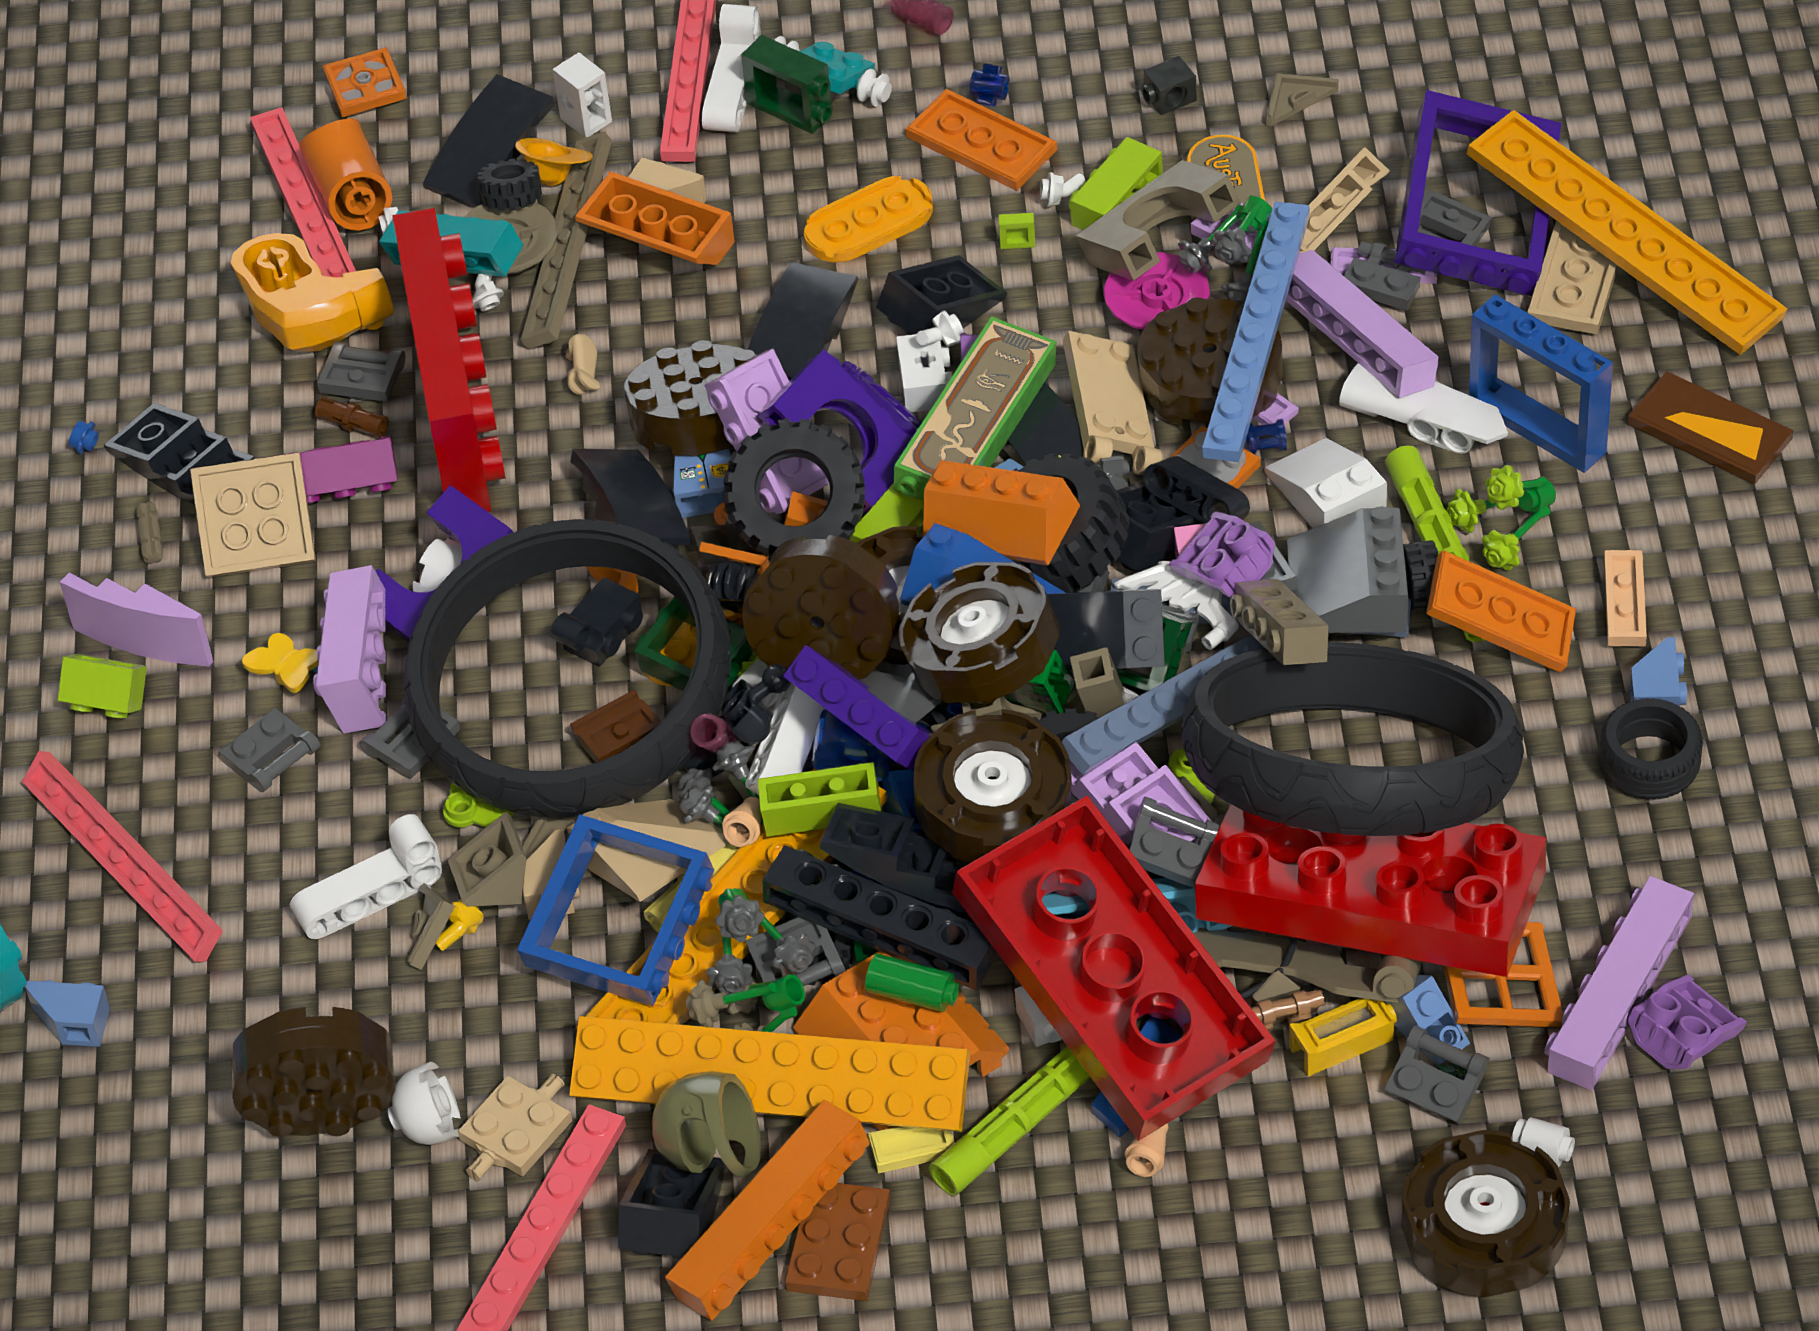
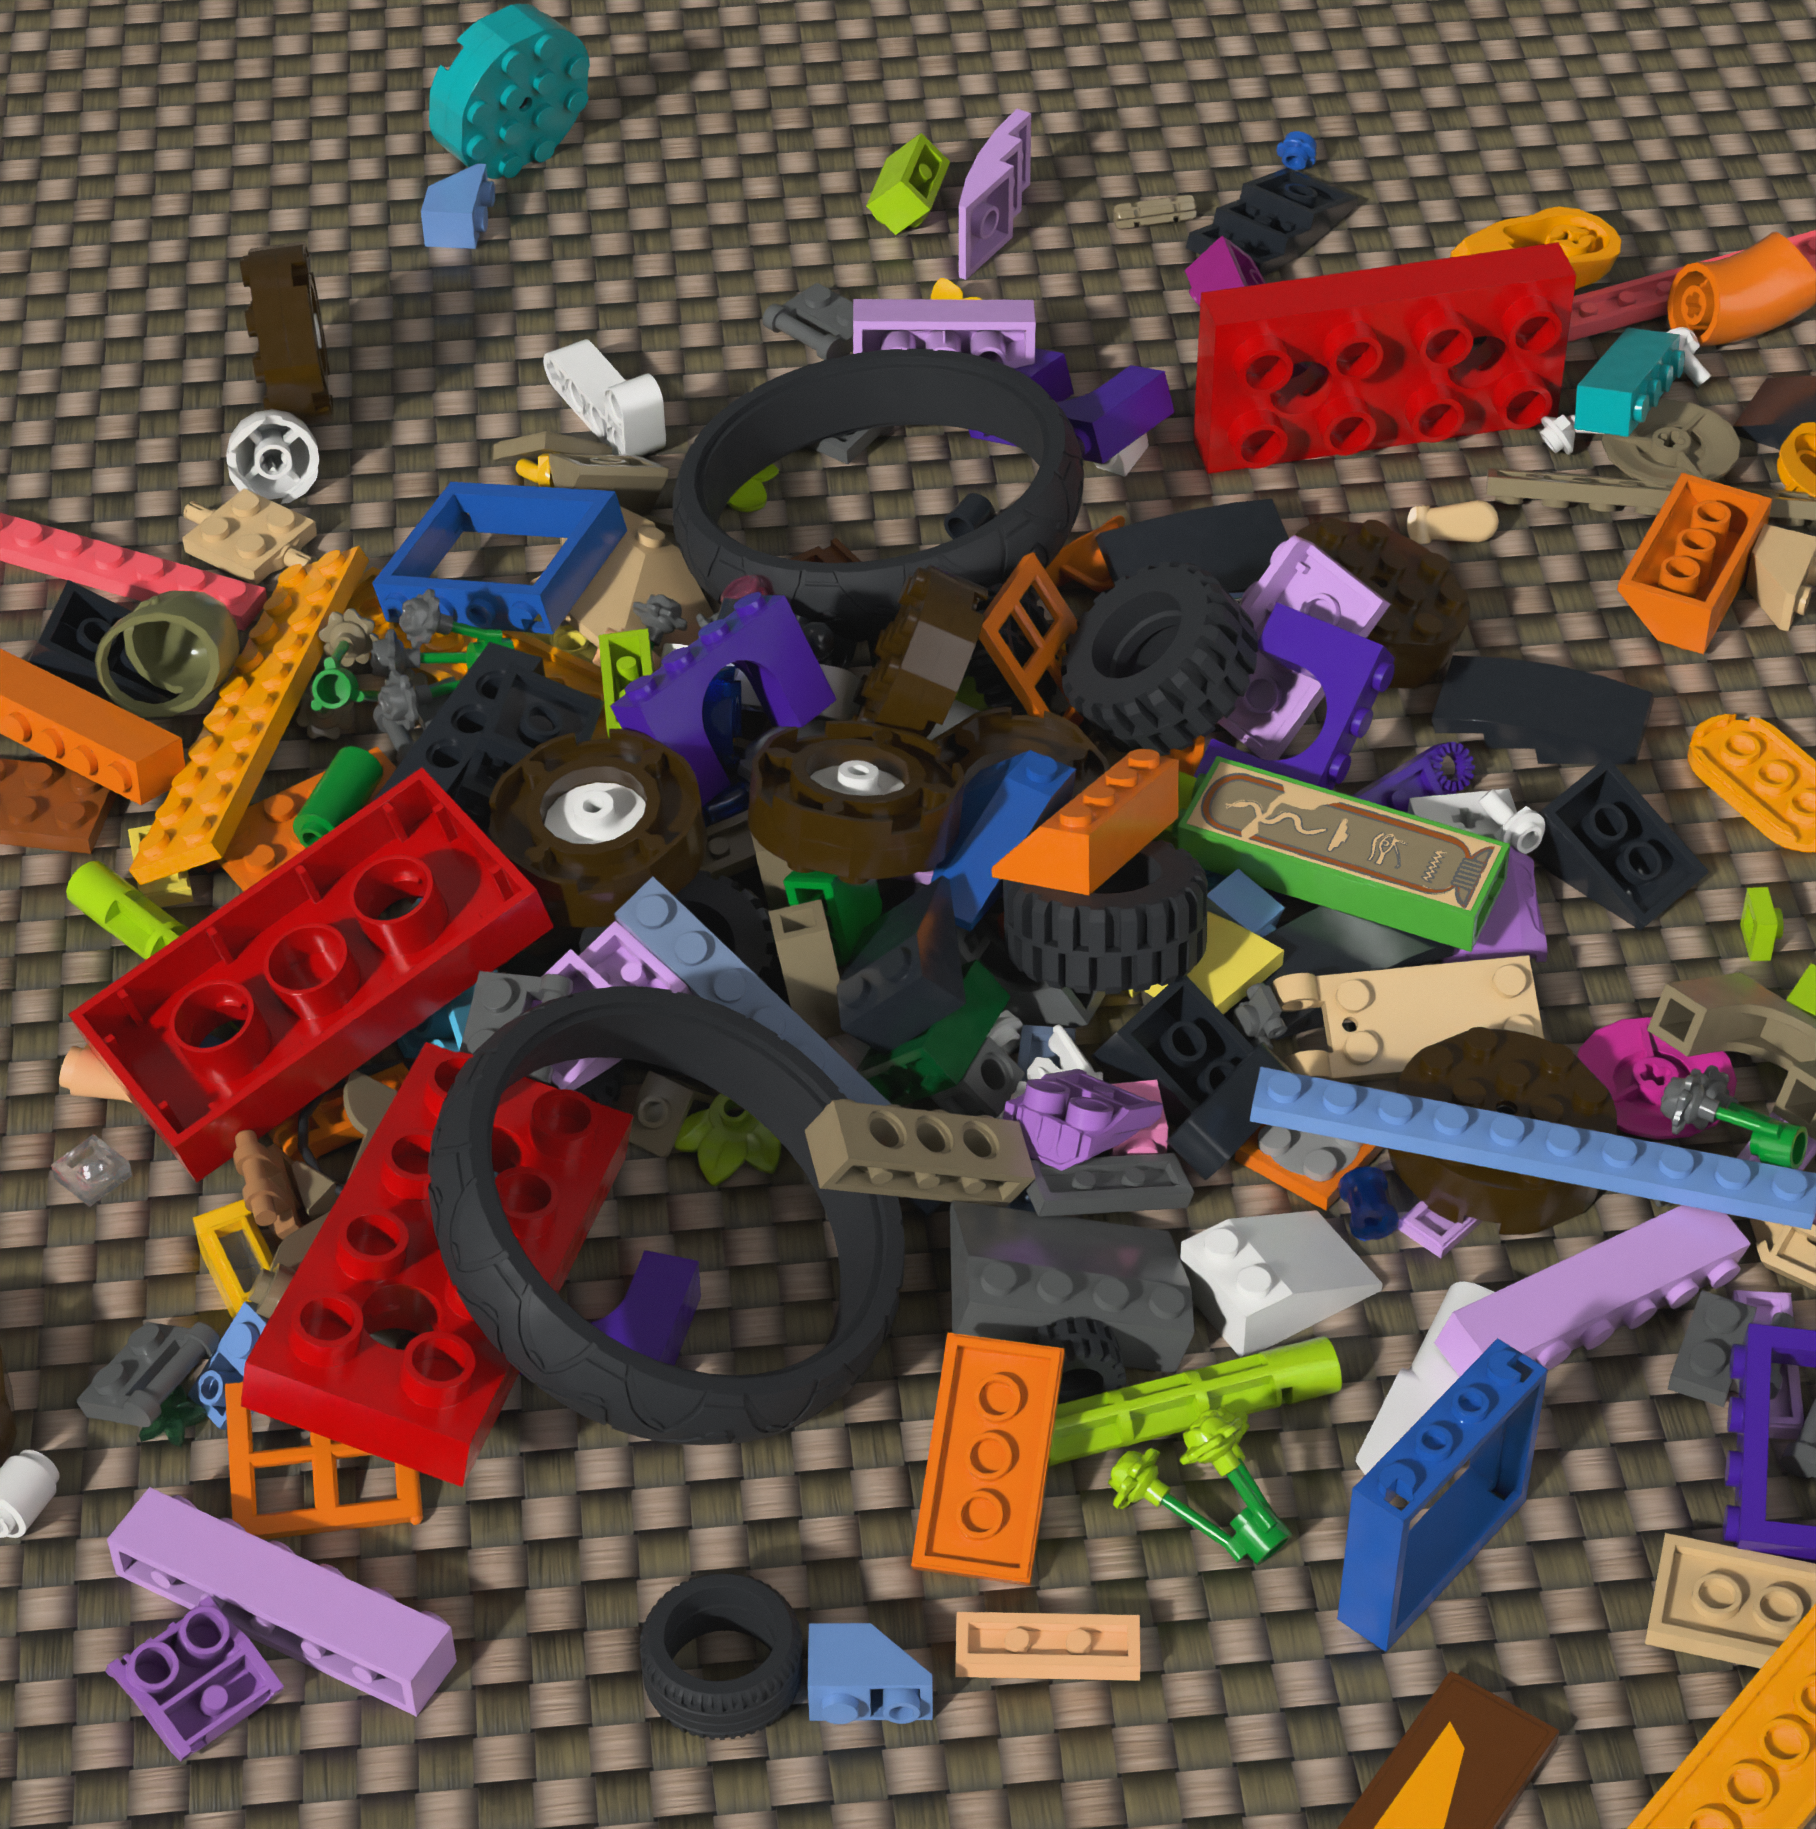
camera: 85 degrees right, 5 degrees down
(122, 856) = (656, 234): coral plate -> none
(253, 515) = (1157, 262): tan plate -> none
(509, 184) = (1748, 427): black tyre -> none
(1243, 1139) = (91, 1170): none -> clear plate

